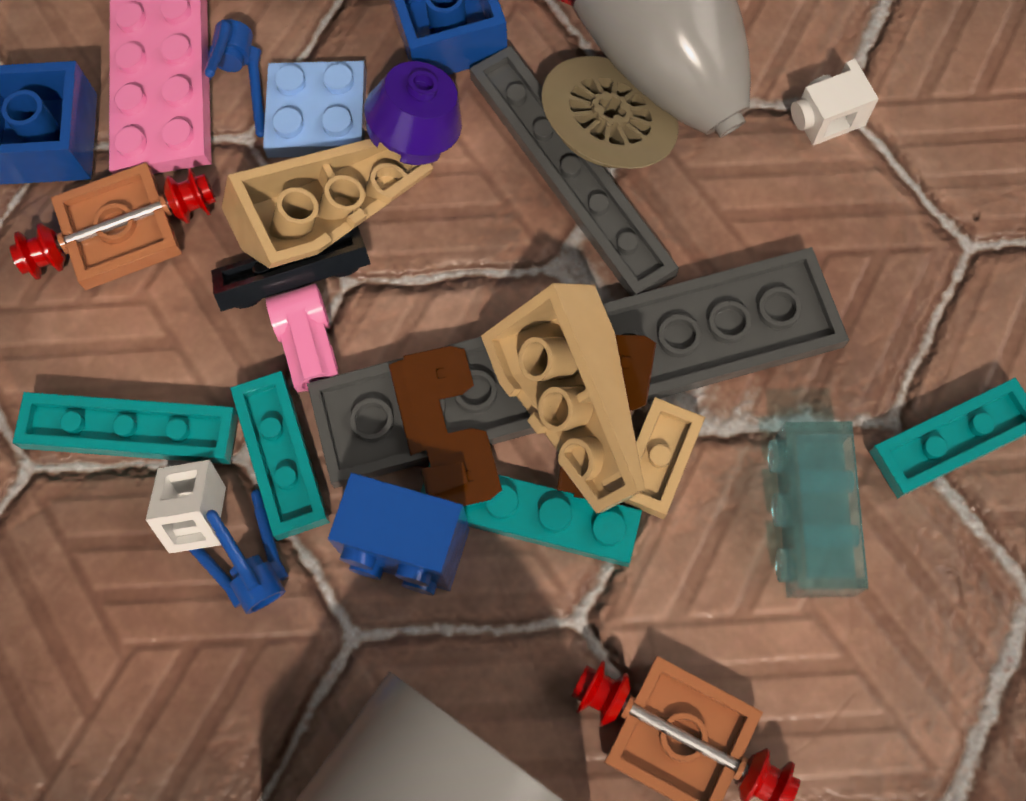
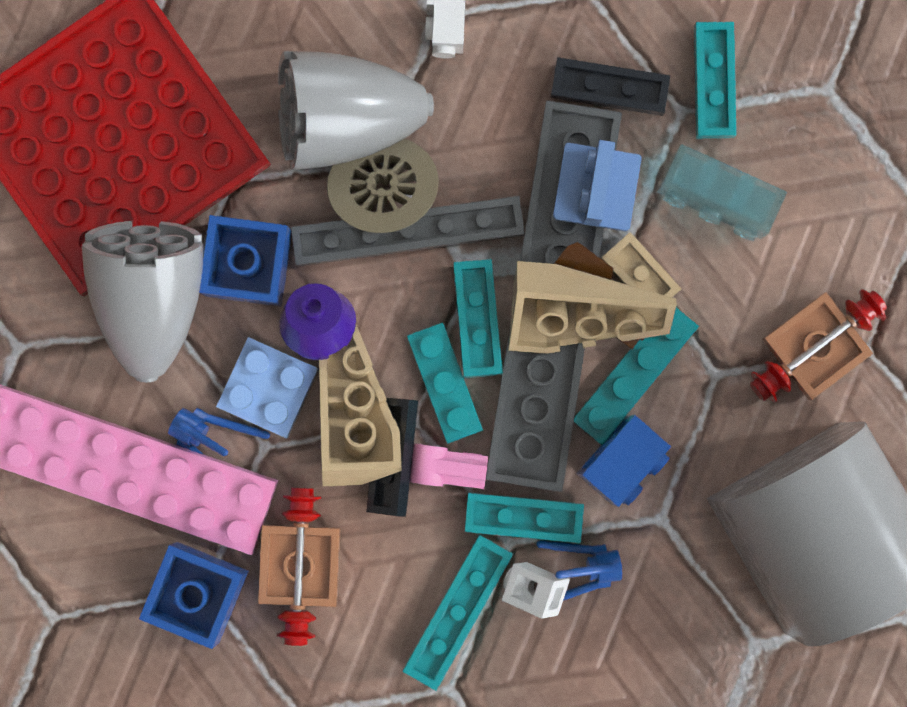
camera: 65 degrees left, 15 degrees up
(408, 293) = (445, 383): none -> teal plate
(459, 460) = (586, 402): reddish brown piece -> none
(501, 288) = (477, 318): none -> teal plate
(742, 345) = (597, 186): none -> medium blue bracket
(873, 317) = (610, 86): none -> black plate

